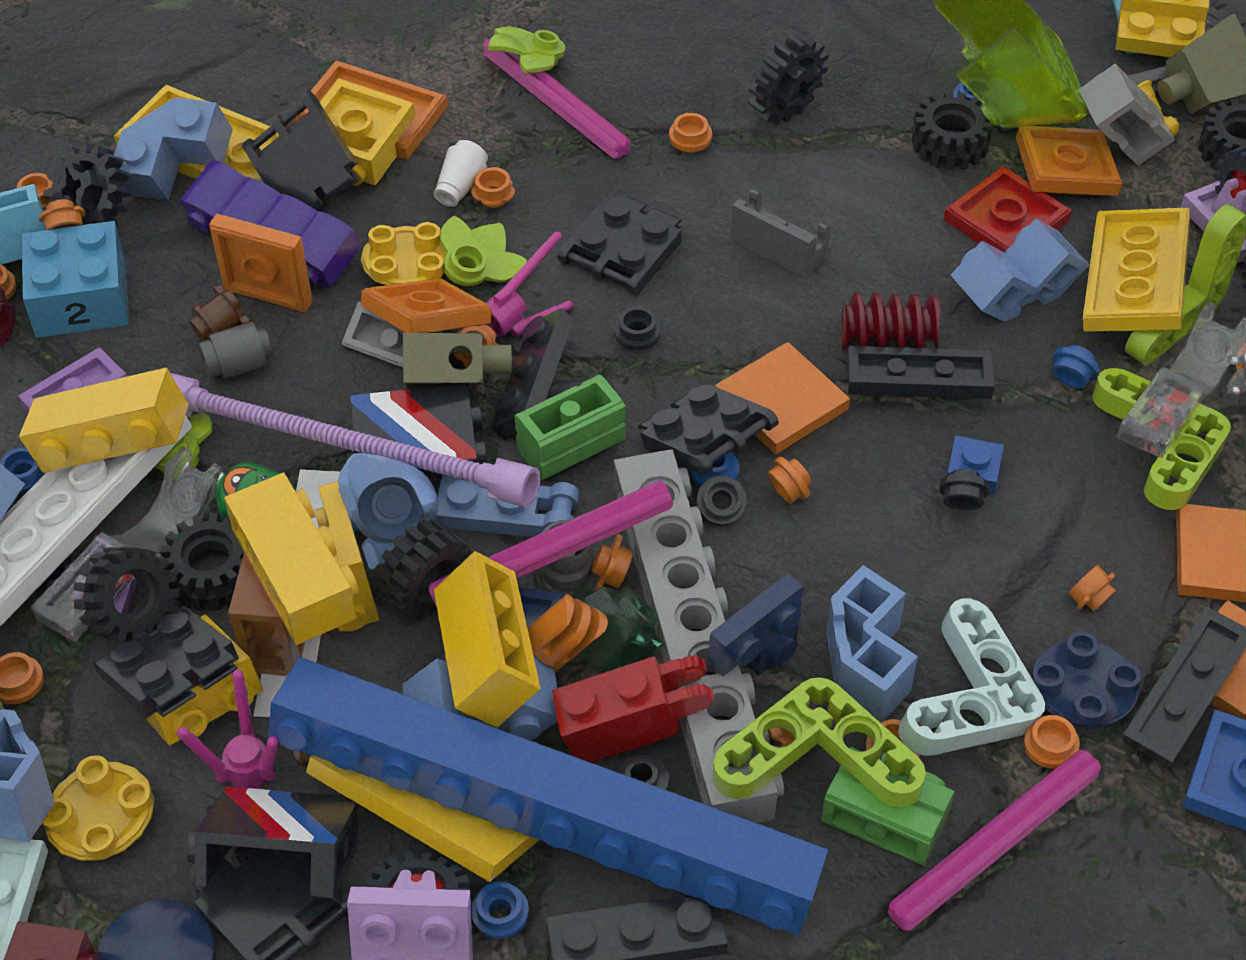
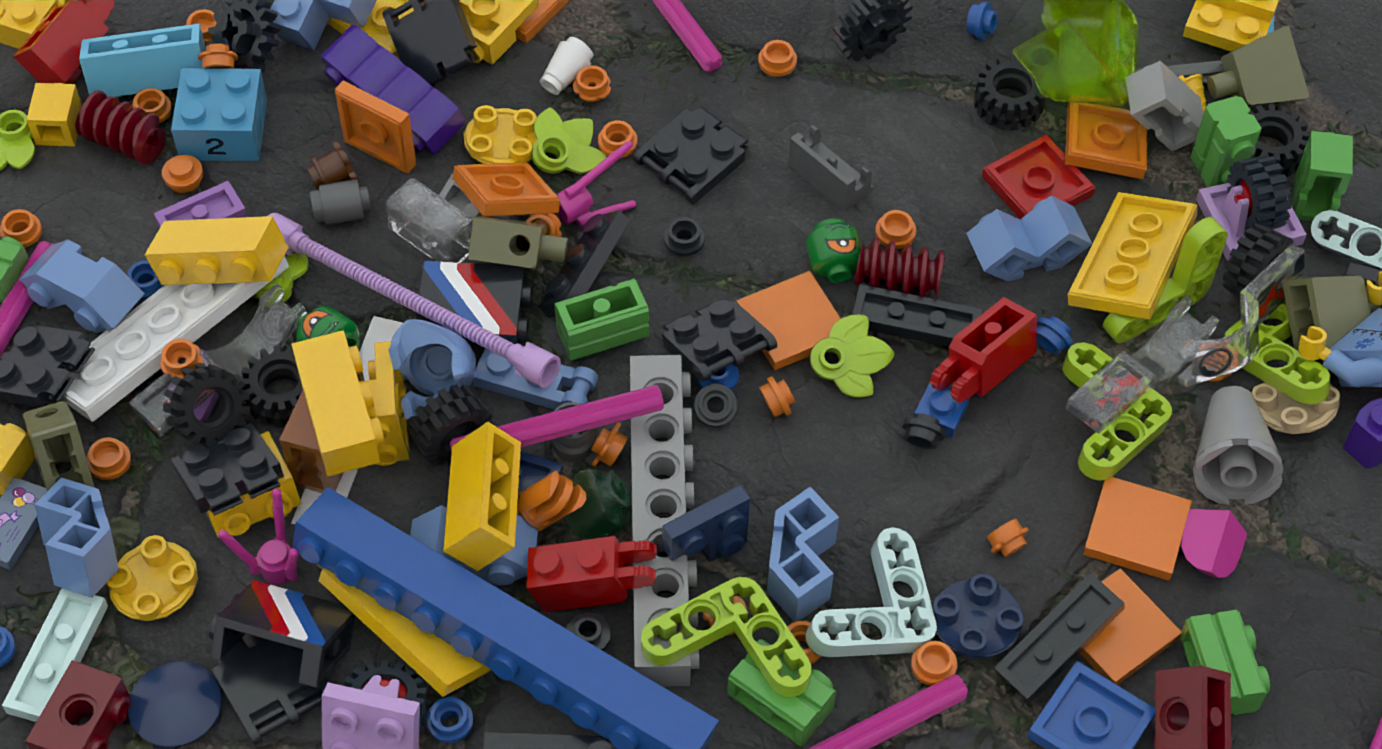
camera: 10 degrees right, 5 degrees up
(43, 350) = (182, 173): none -> orange plate
(81, 537) = (175, 352): none -> orange plate
(346, 355) = (429, 222): none -> clear brick
(531, 237) = (615, 135): none -> orange plate
(810, 315) = (833, 250): none -> green head
(867, 423) = (857, 355): none -> lime plate
(869, 280) = (896, 226): none -> orange plate
(900, 64) = (982, 20): none -> blue plate
(1013, 390) = (987, 350): none -> red hinge
(1198, 137) = (1223, 138): none -> bright green brick

